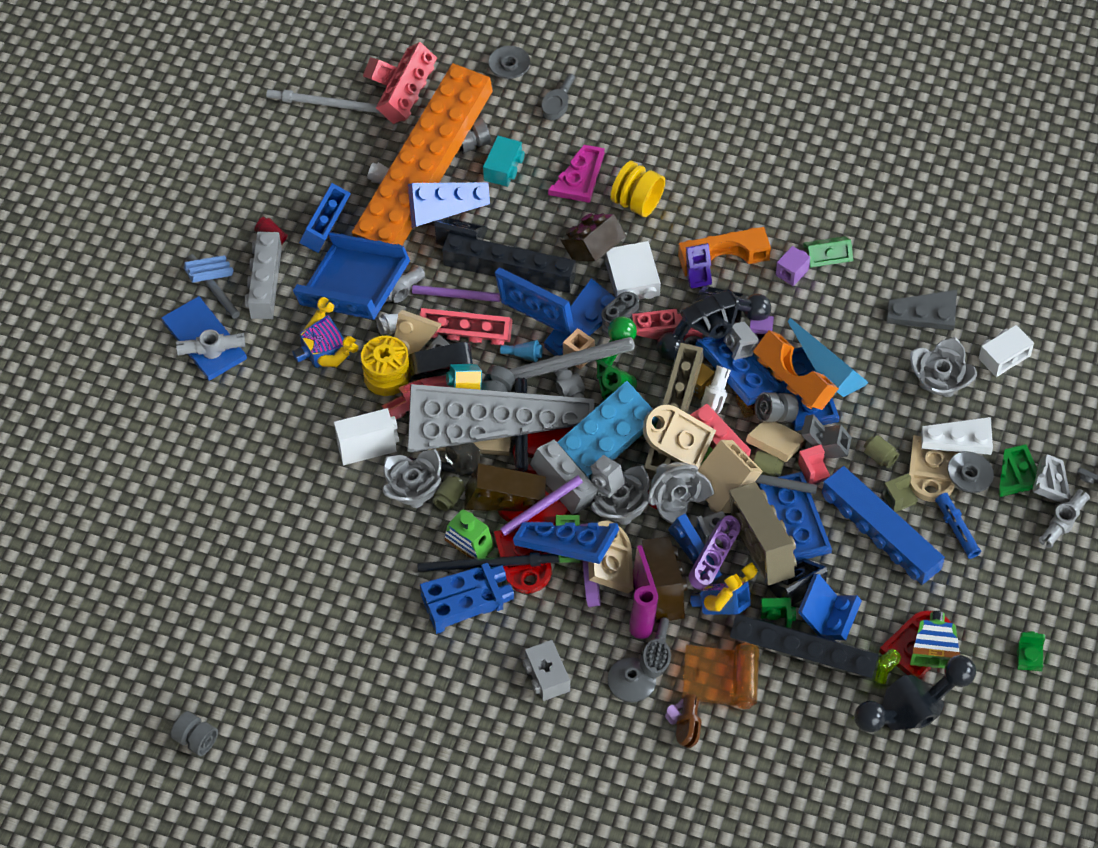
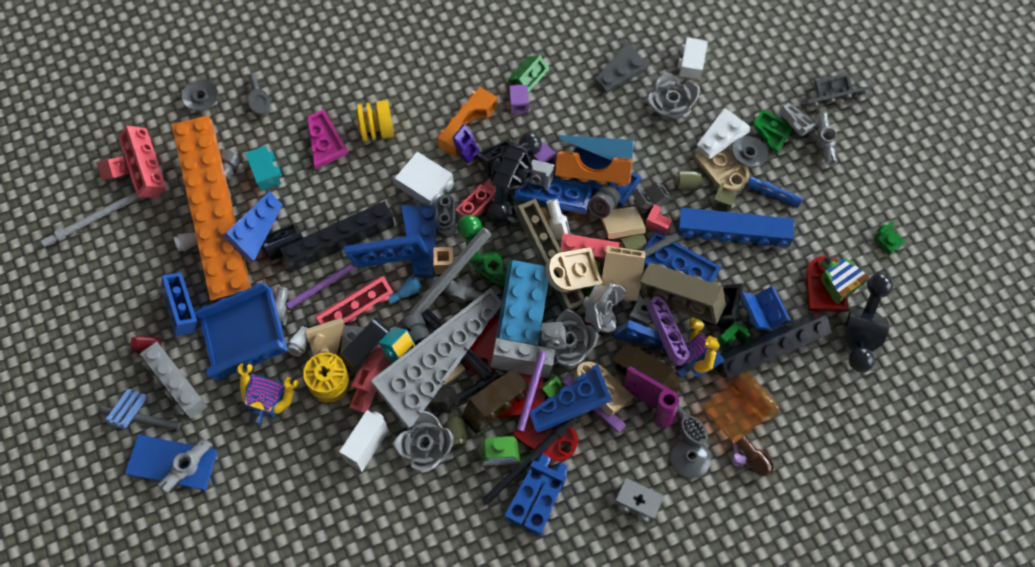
camera: 45 degrees left, 10 degrees up
(593, 237) = (380, 176): dark brown brick -> none
(886, 664) = (827, 309): clear neon green arm -> none

